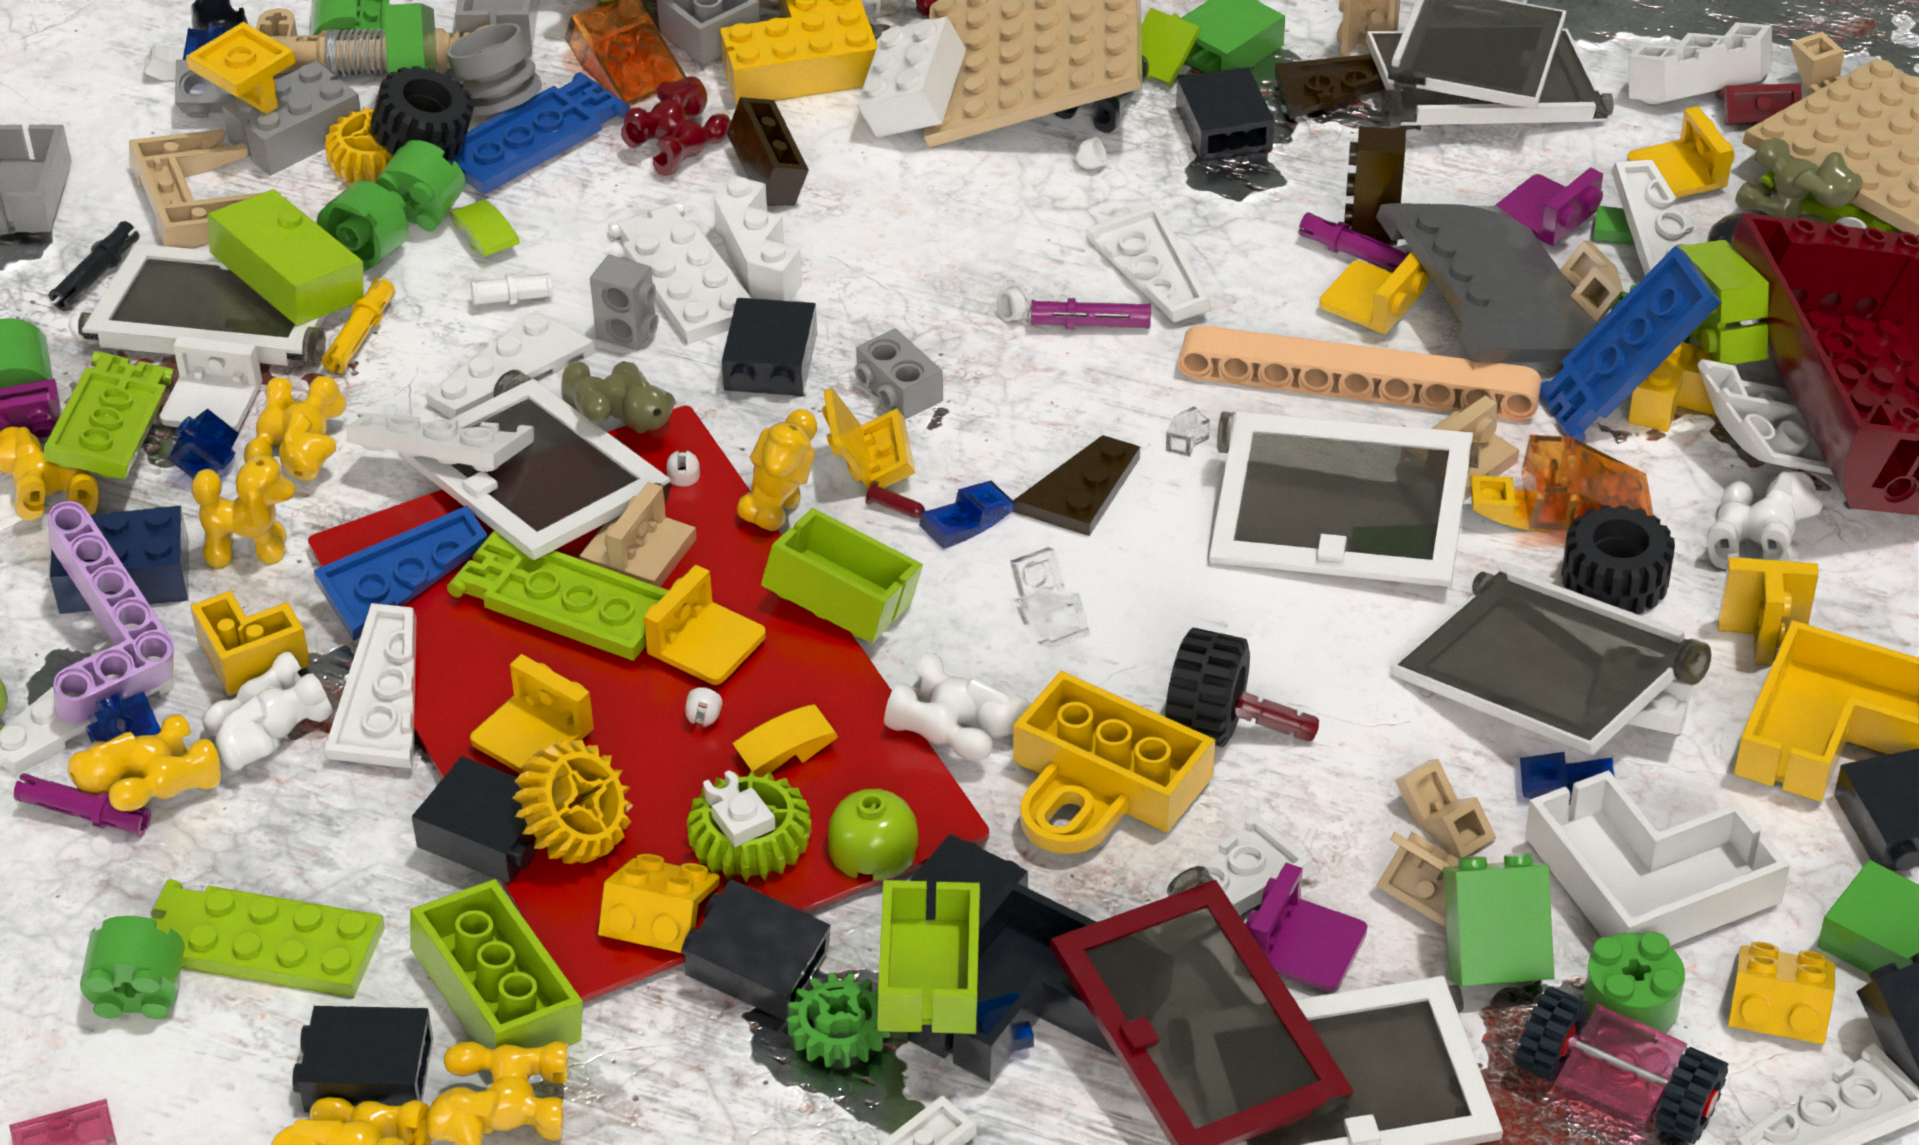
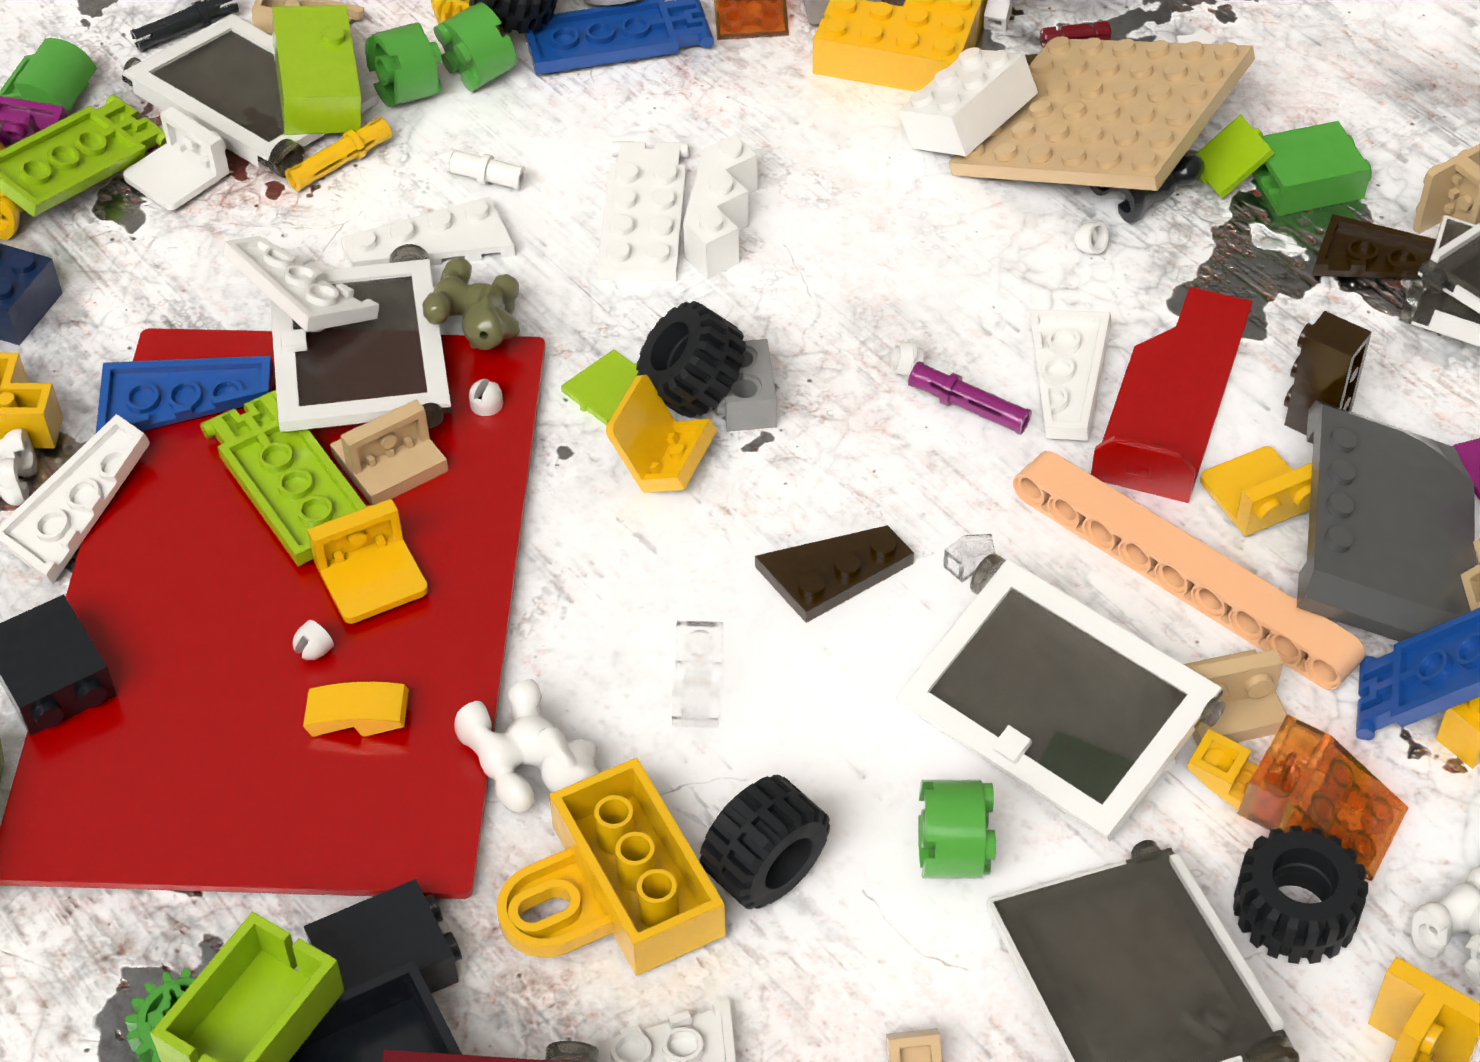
camera: 30 degrees right, 5 degrees up
(209, 440) = (126, 211): clear blue brick -> none
(249, 515) = (92, 285): yellow animal -> none
(298, 426) = (205, 223): yellow animal -> none
(485, 227) = (509, 105): lime slope -> none
(538, 715) = (162, 591): yellow bracket -> none
(552, 783) = (106, 662): yellow gear -> none
(623, 302) = (552, 218): light grey brick -> none
(654, 901) = (113, 810): yellow bracket -> none
(673, 125) = (731, 68): dark red animal -> none
(738, 813) = (236, 768): white plate -> none
(755, 948) = (162, 909): black brick -> none
(762, 853) = (254, 794): lime gear -> none
(763, 413) = (602, 385): none -> lime piece
(767, 150) = (790, 125): dark brown brick -> none
(769, 346) = (642, 298): black brick -> none
(781, 464) = (545, 435): yellow animal -> none
(828, 353) = (692, 358): none -> black tyre
(841, 575) = (525, 566): lime piece -> none
(873, 834) = (354, 844): lime cylinder -> none
(893, 501) = (649, 507): dark red piece -> none
(972, 513) = (716, 552): clear blue slope -> none
(1224, 113) = (1246, 246): black brick -> none
(1250, 253) = (1172, 399): none -> red piece
(1276, 716) = (825, 903): dark red axle -> none
(1339, 620) = (954, 830): none -> bright green brick
(1341, 238) = (1271, 417): magenta pin -> none

